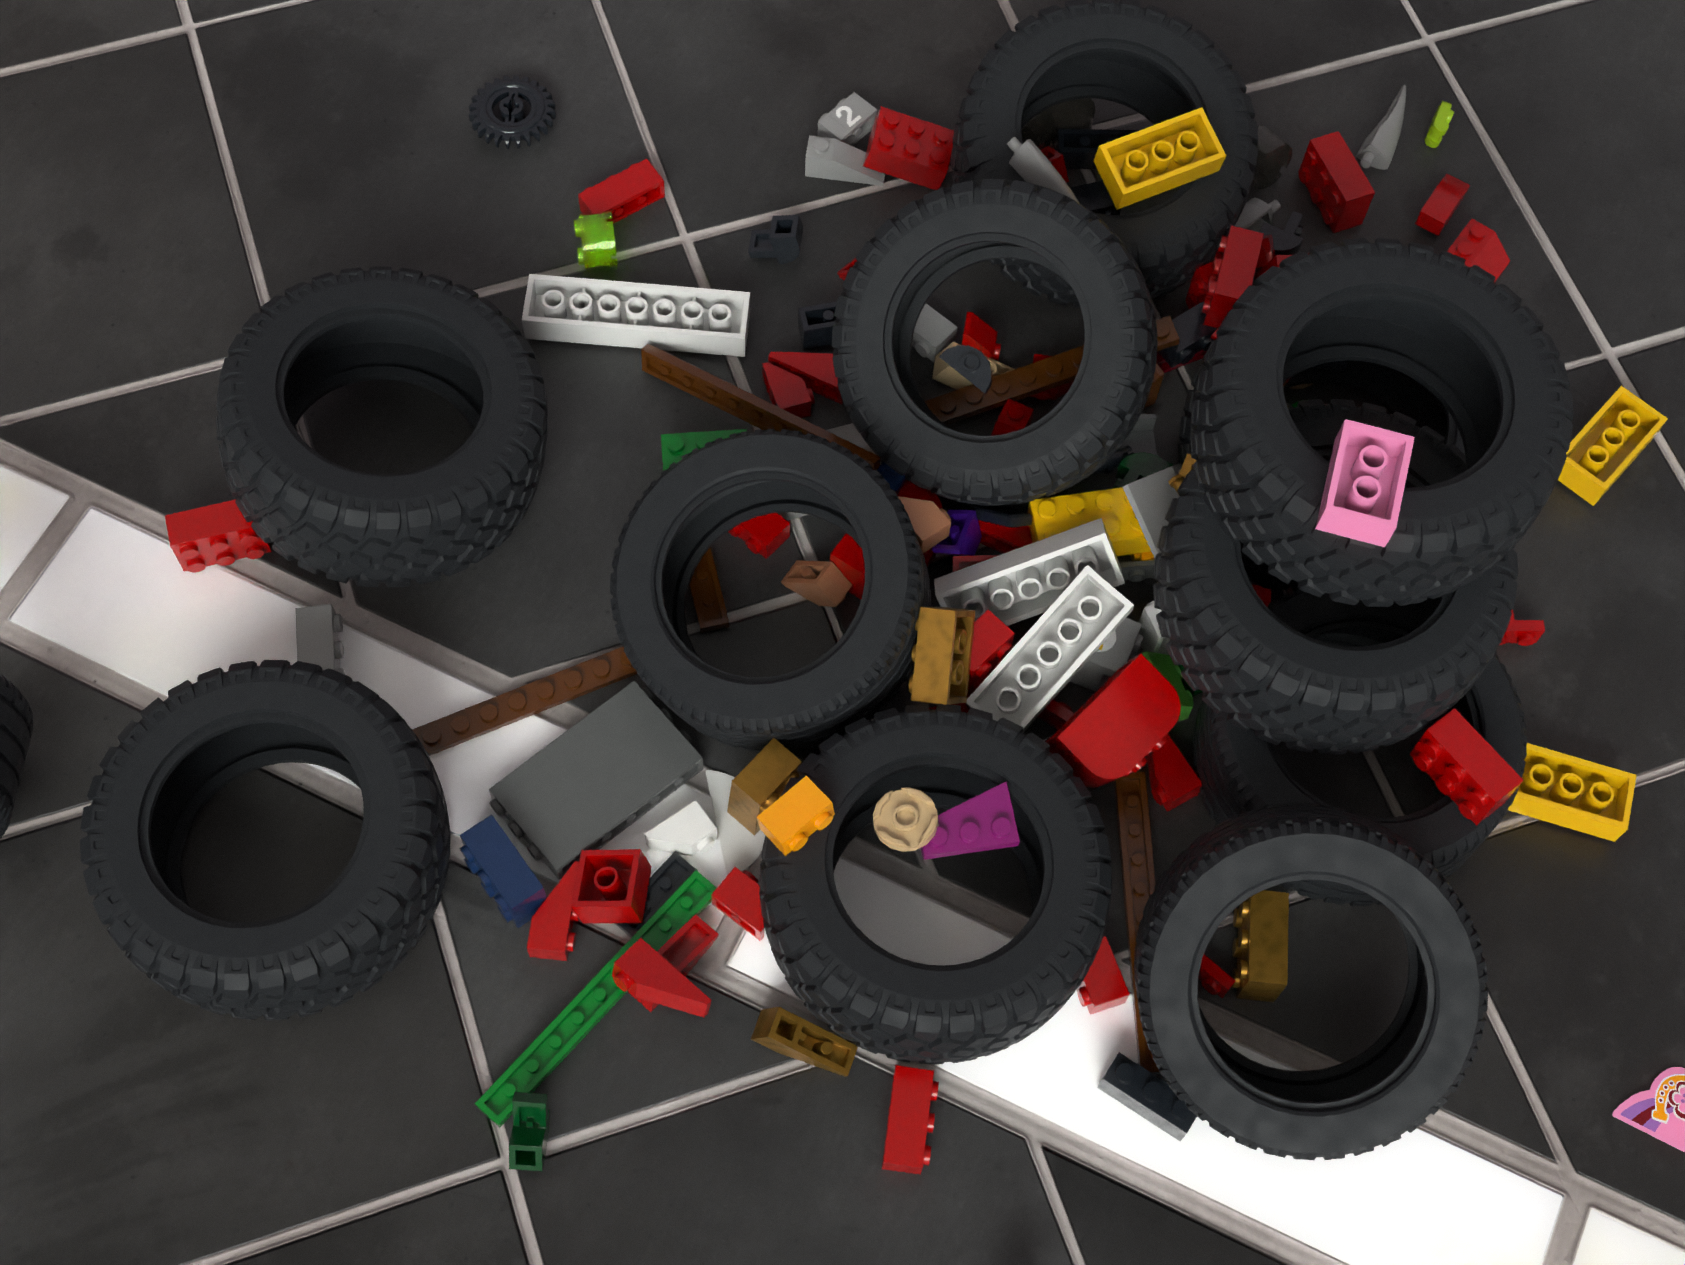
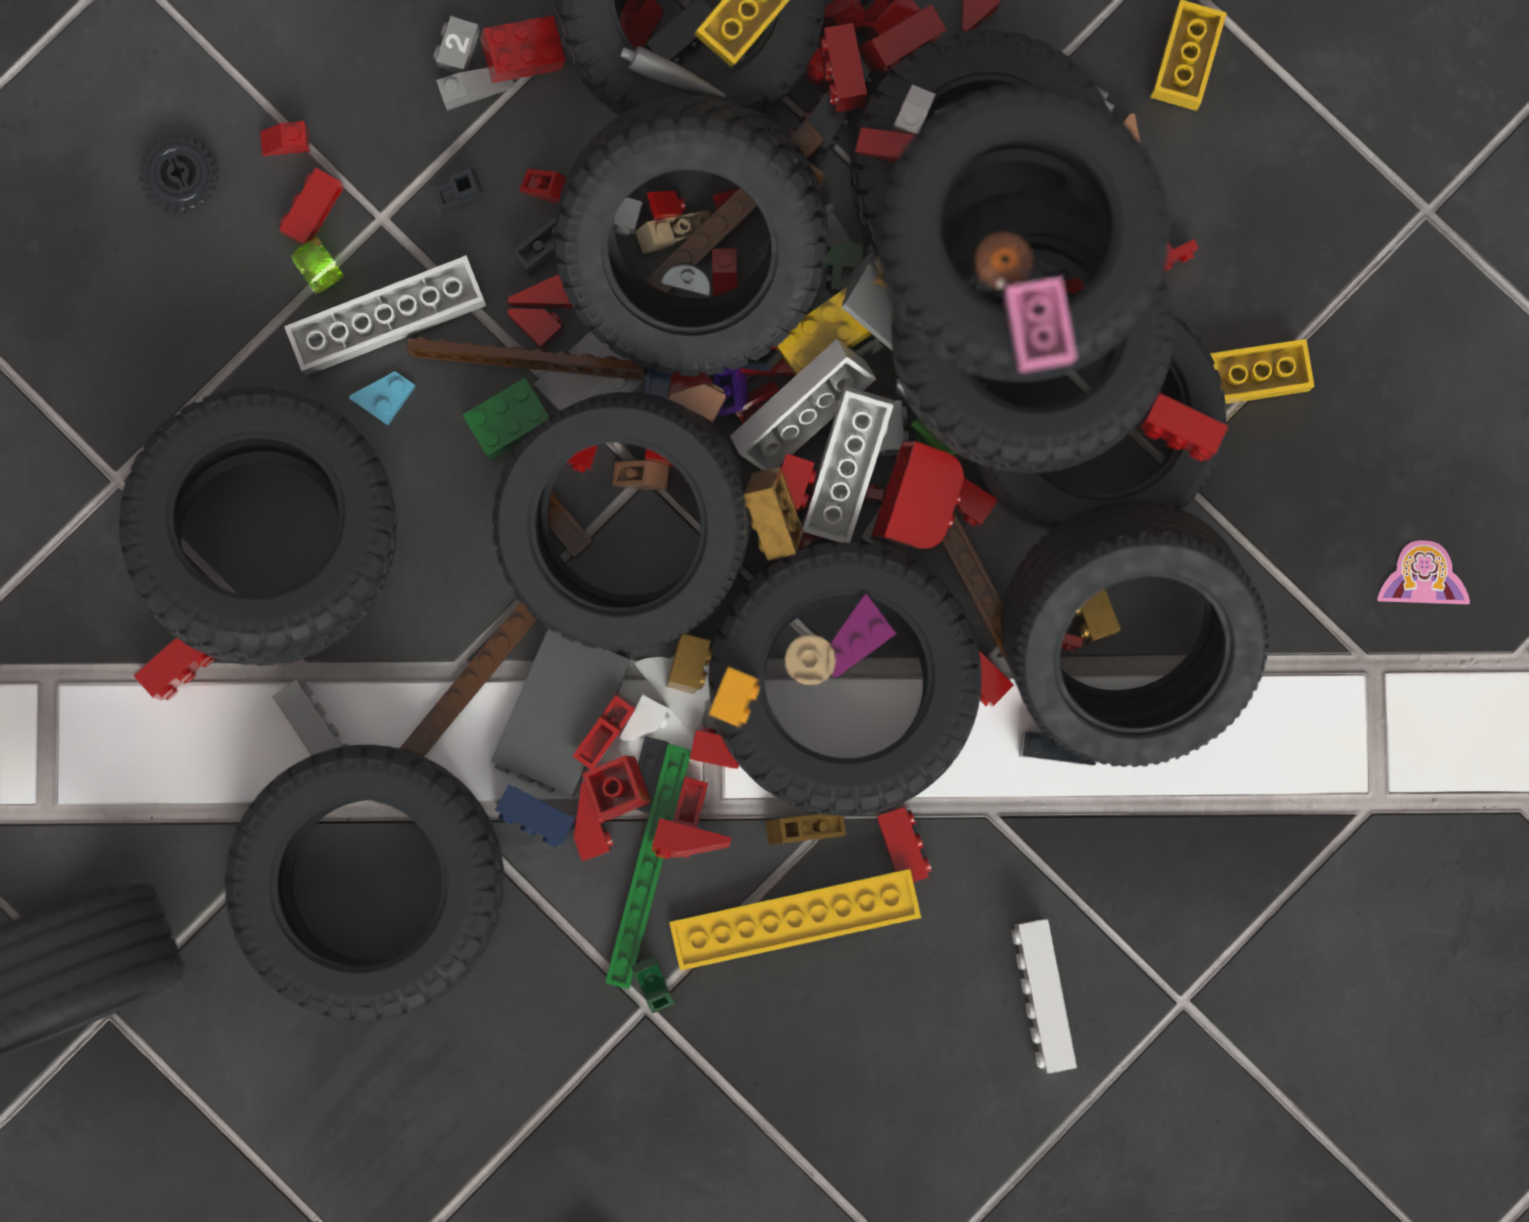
camera: 25 degrees left, 20 degrees up
(592, 391) = (384, 396): none -> medium azure wing
(632, 814) = (604, 731): none -> red slope
(634, 128) = (285, 139): none -> red slope
(739, 1139) = (795, 919): none -> yellow plate
(1333, 404) = (995, 271): none -> dish

